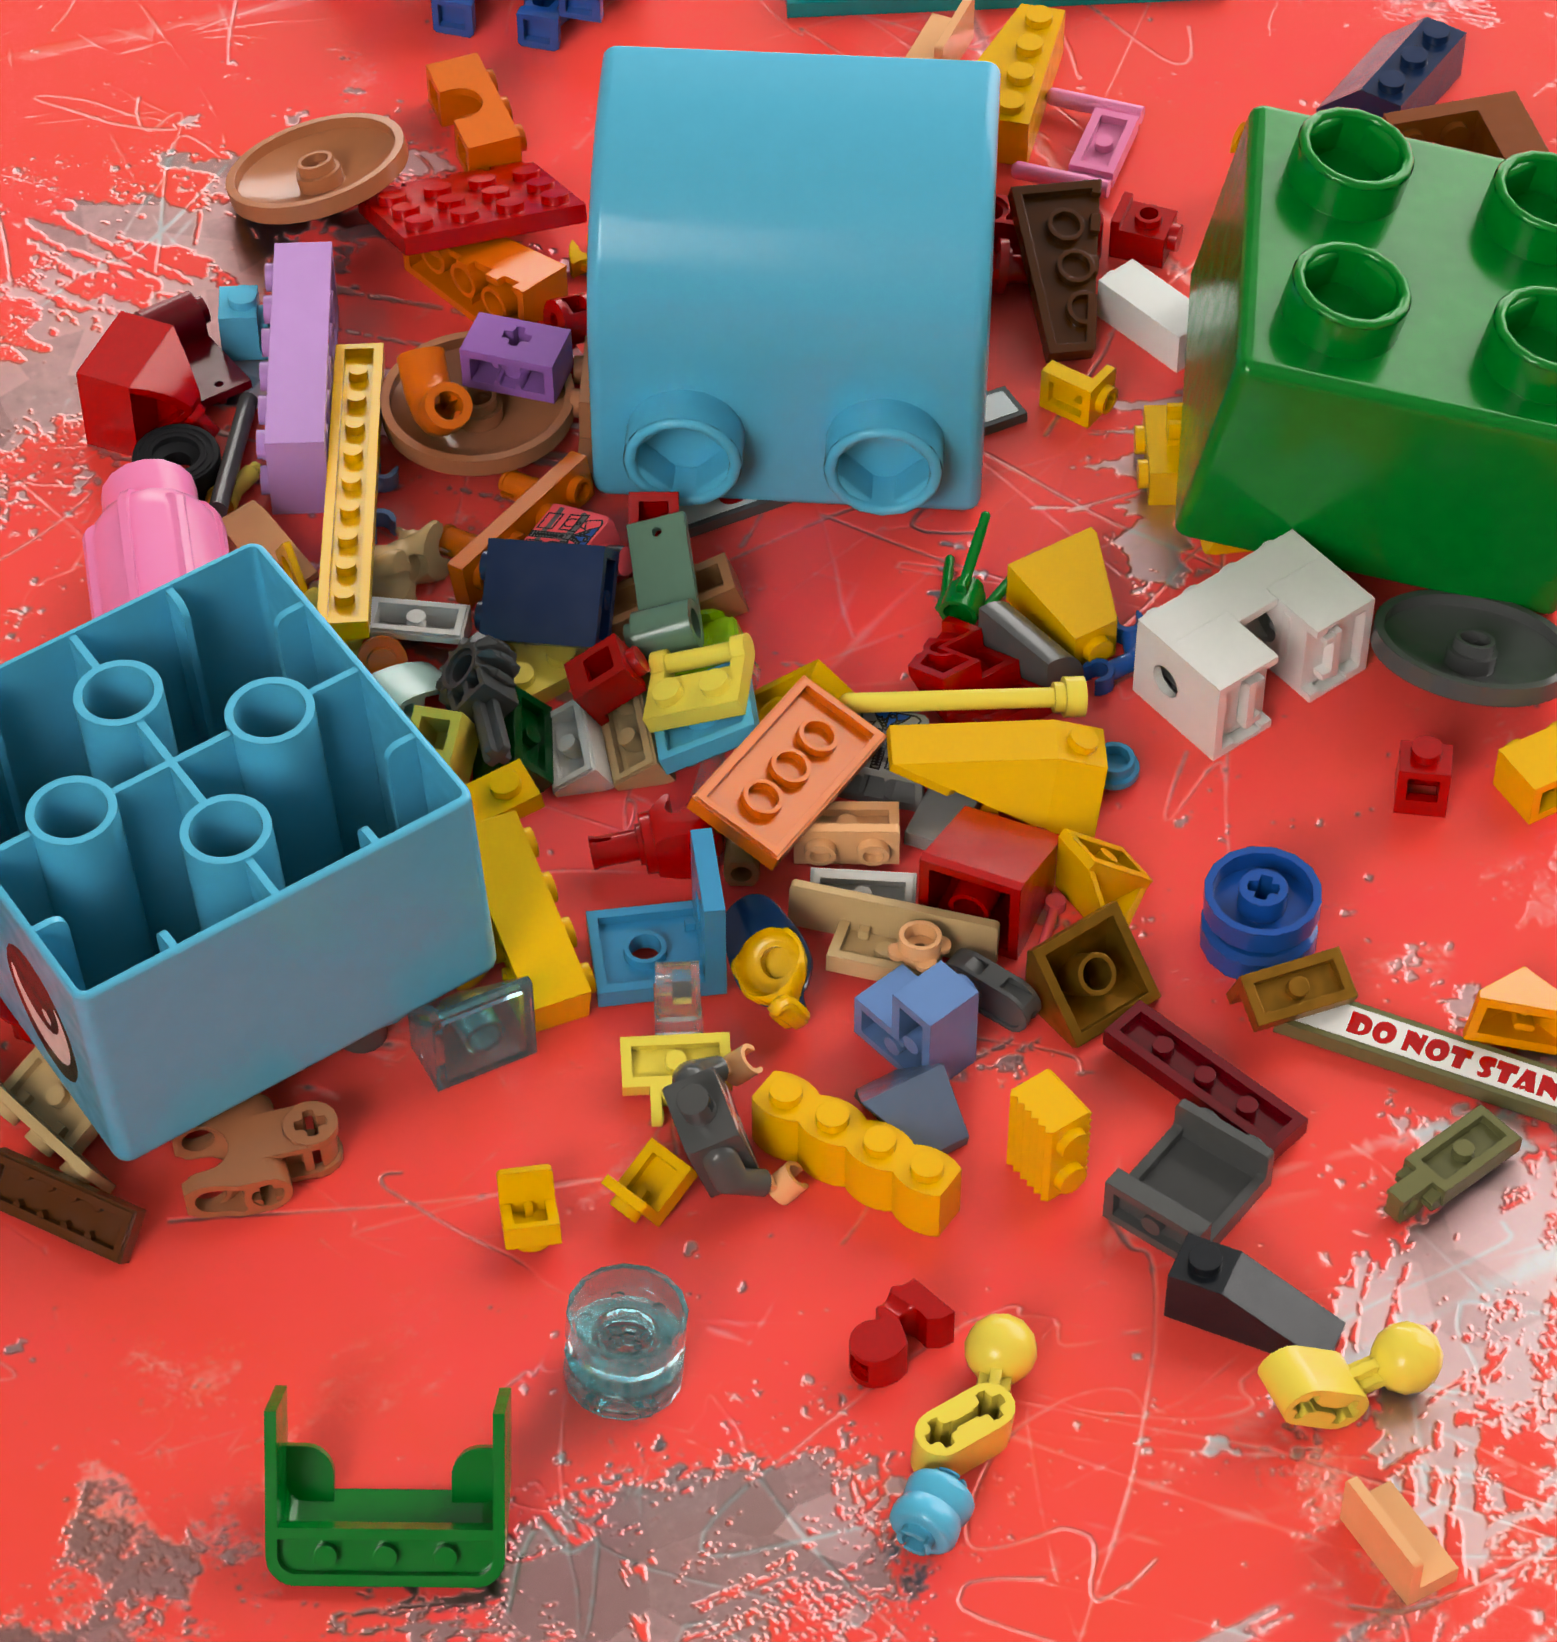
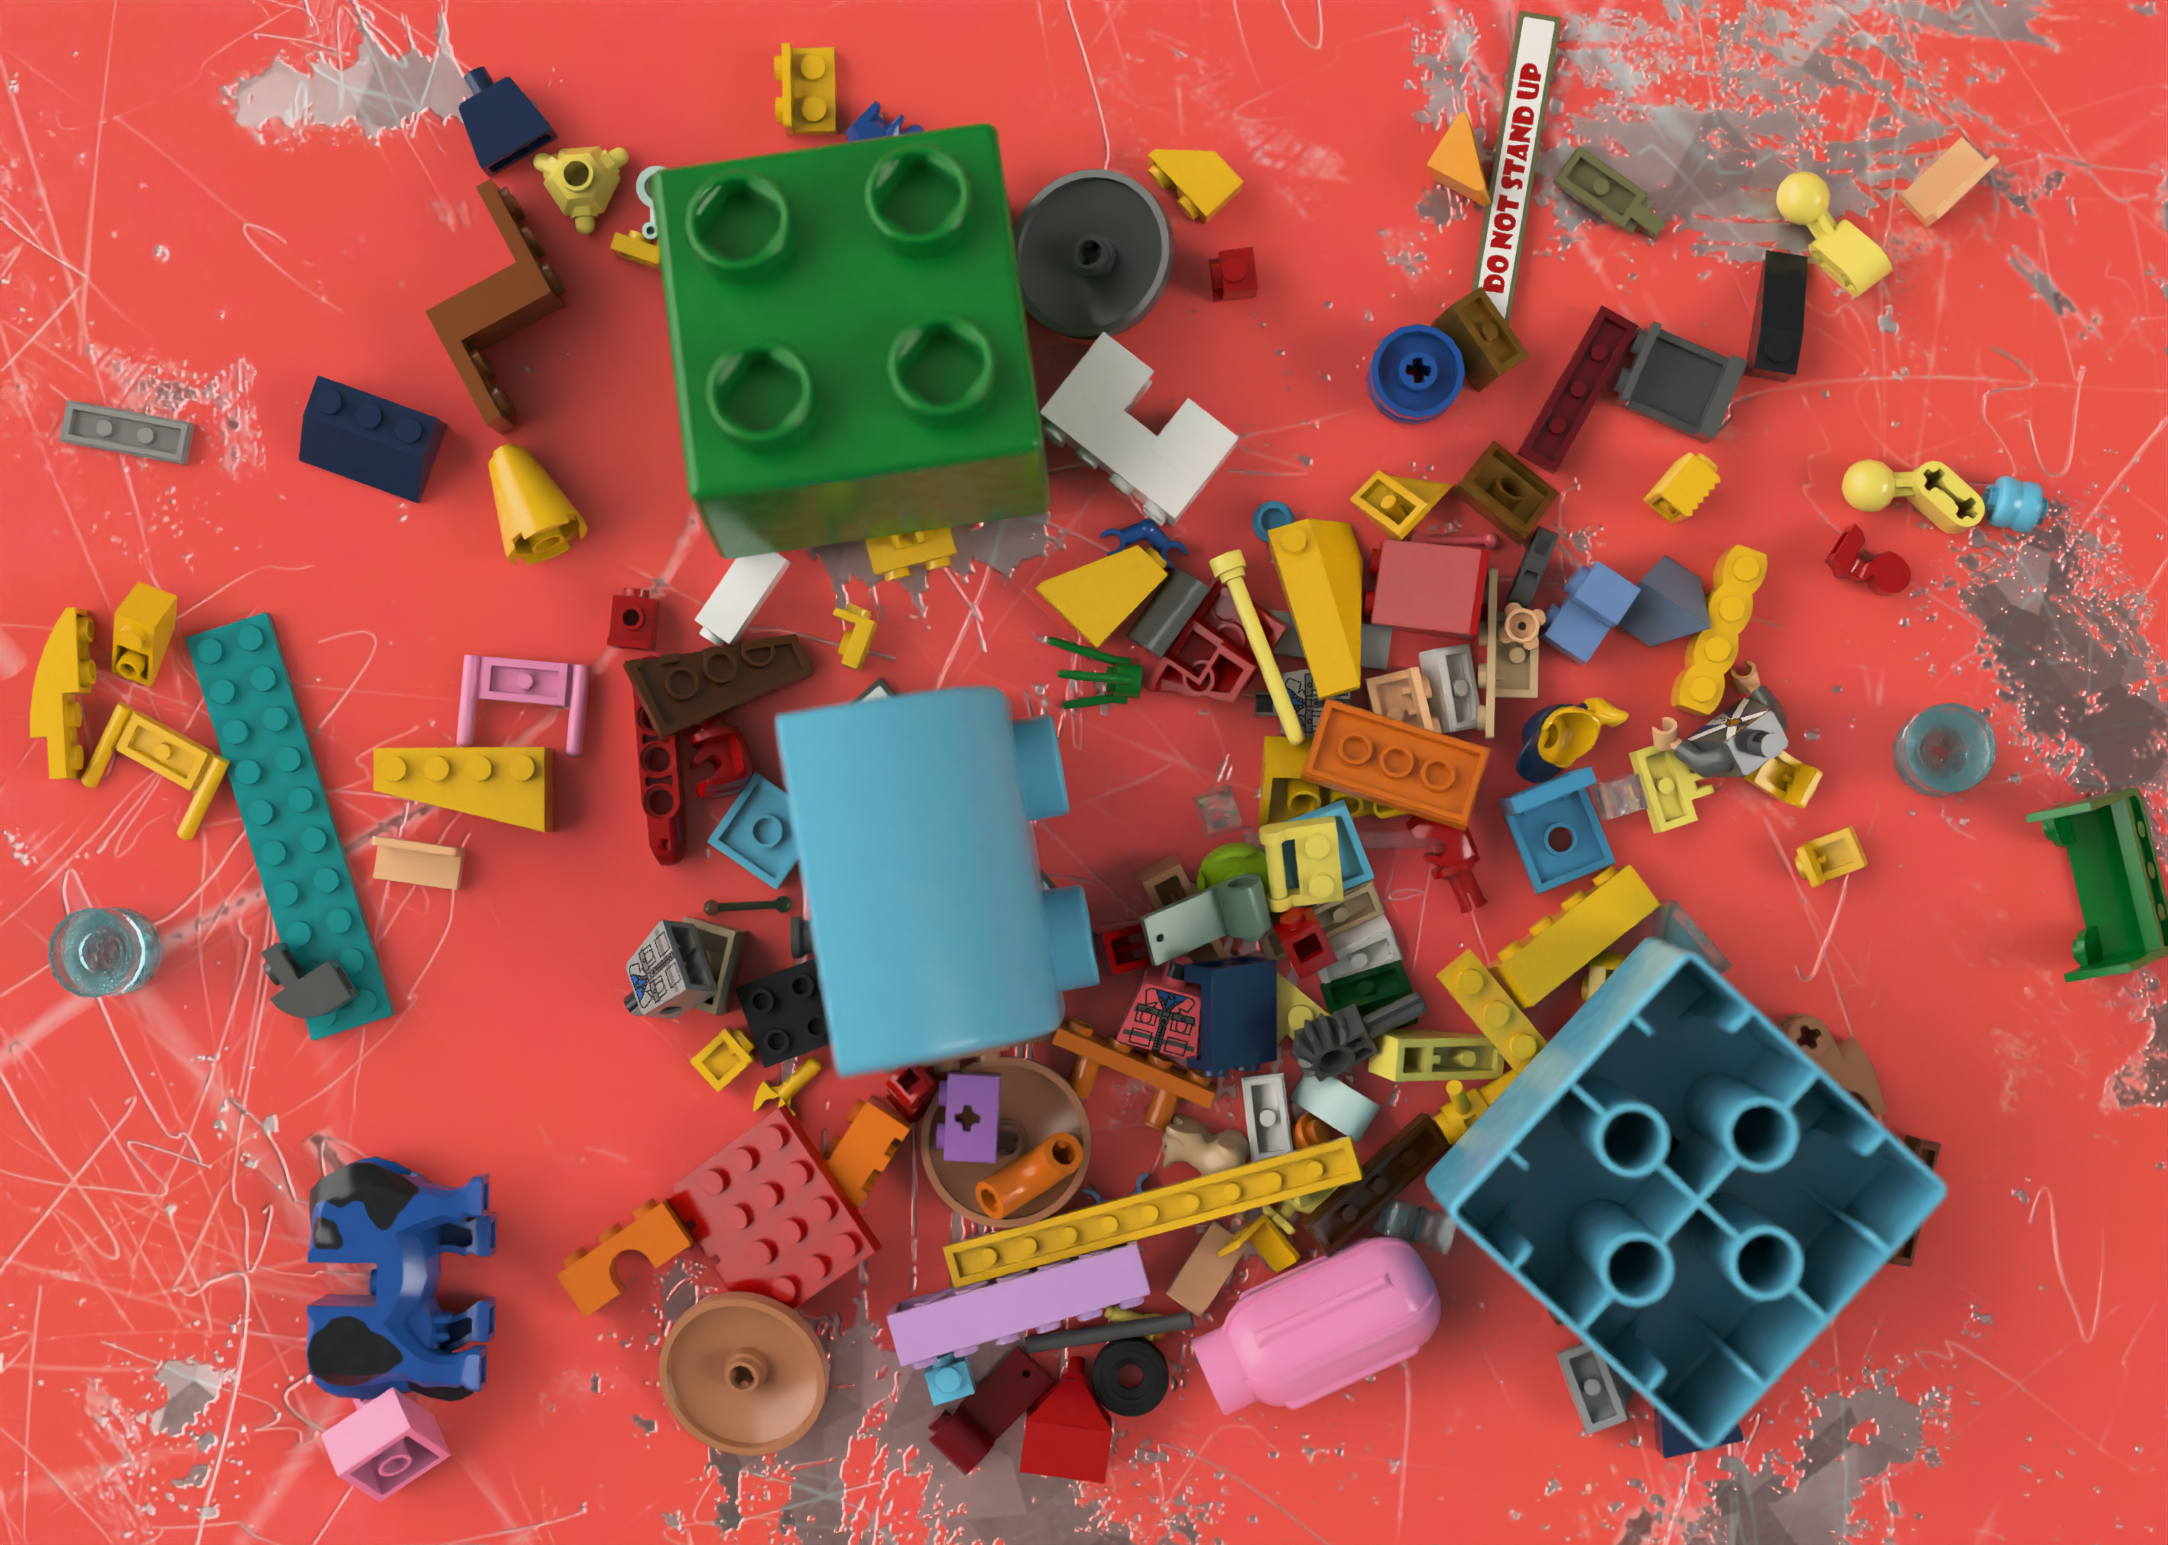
camera: 100 degrees left, 40 degrees up
(783, 634) = (1217, 811): none -> clear leg

